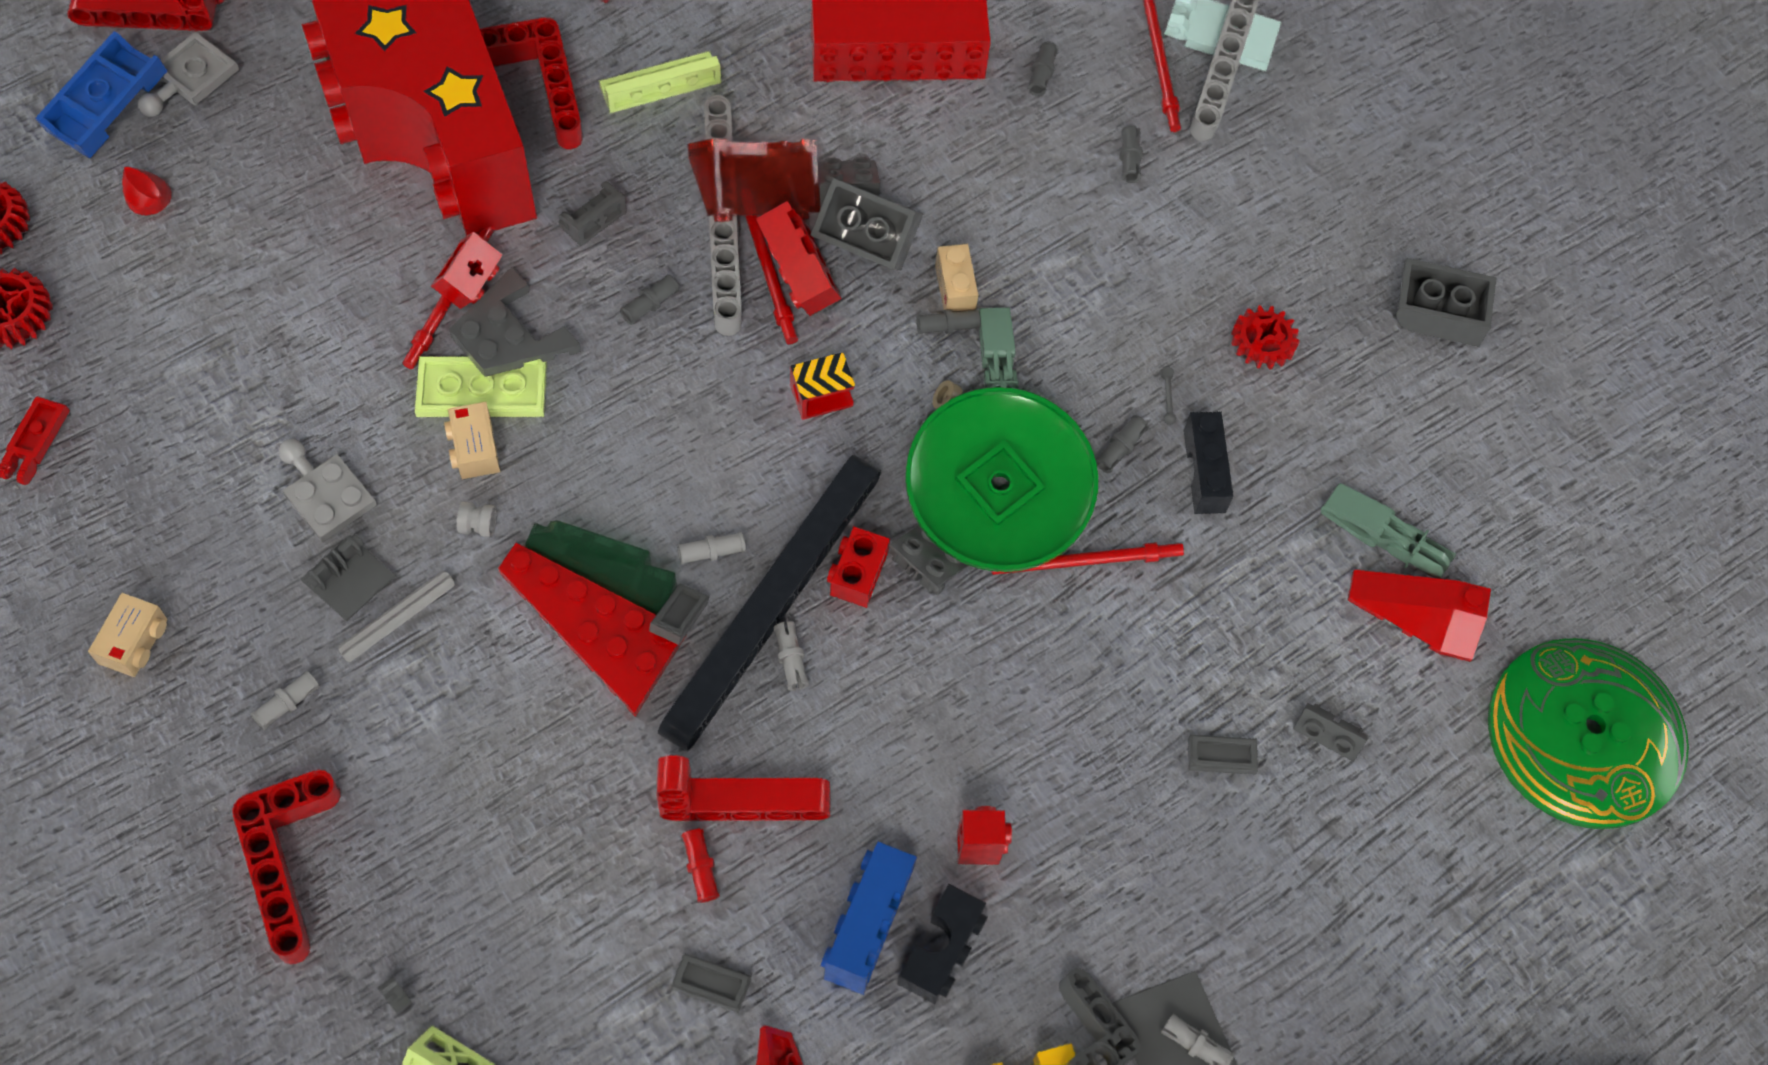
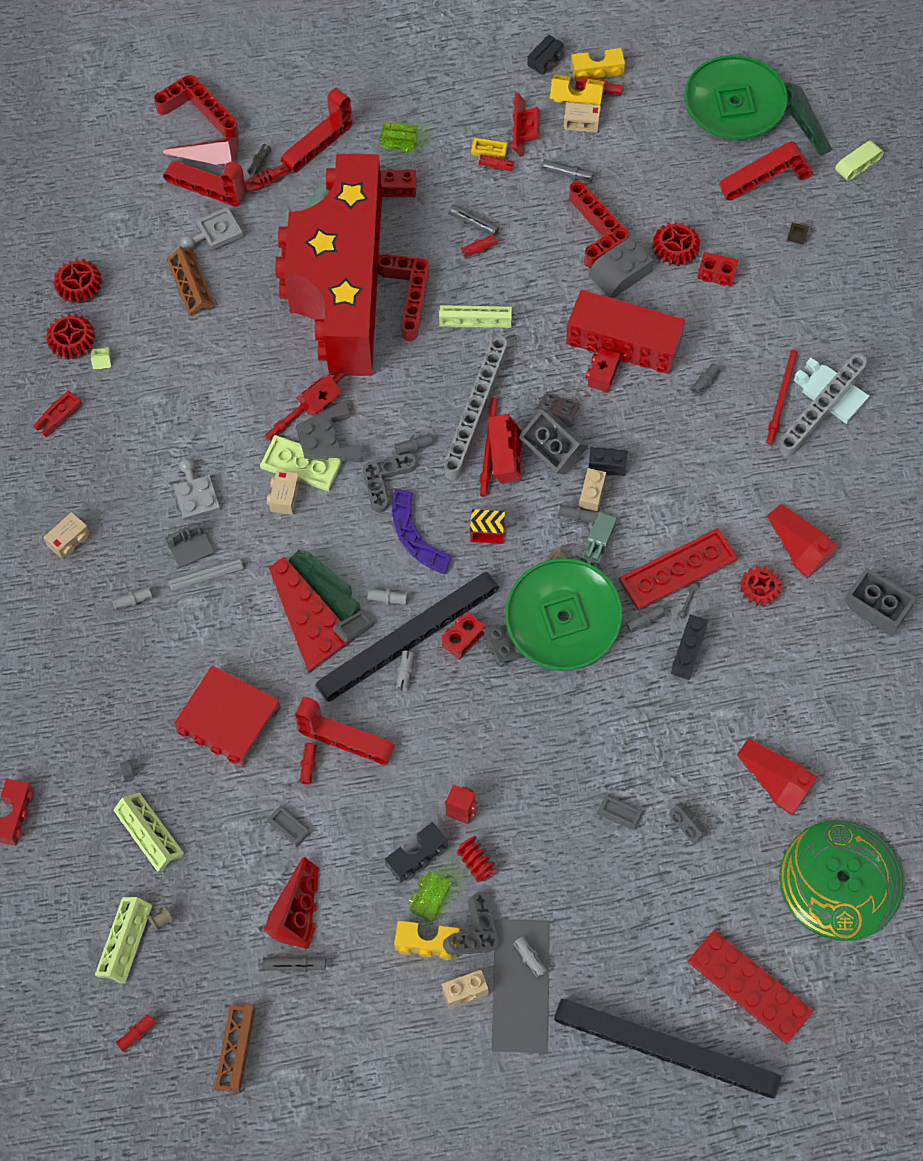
camera: 30 degrees right, 0 degrees up
(74, 328) = (101, 358): none -> yellowish green slope
(99, 94) = (162, 228): blue piece -> none
(145, 191) = (166, 292): red piece -> none
(178, 149) = (193, 277): none -> dark orange fence
(273, 859) = (94, 678): red beam -> none
(480, 520) = (267, 536): light grey wheel -> none
(529, 837) = (226, 715): none -> red panel
(594, 215) = (403, 385): dark grey hinge -> none
(617, 360) = (381, 473): none -> dark grey beam
(707, 443) = (410, 536): none -> dark purple tile
(755, 176) = (500, 393): clear red windscreen -> none
(869, 917) = (383, 823): blue wedge -> none
(889, 100) = (603, 370): none -> red brick
(959, 226) = (608, 460): none -> black brick
(996, 1008) = (430, 896): none -> clear neon green brick
(1043, 917) = (475, 860): none -> red piece
(1131, 154) = (734, 449): dark grey pin -> none
(1133, 354) = (678, 569): none -> red plate
(1148, 552) = (632, 686): red bar -> none
(1292, 252) = (803, 542): none -> red wedge
(1378, 526) = (773, 719): sand green arm -> none
(1543, 951) = (750, 986): none -> red plate

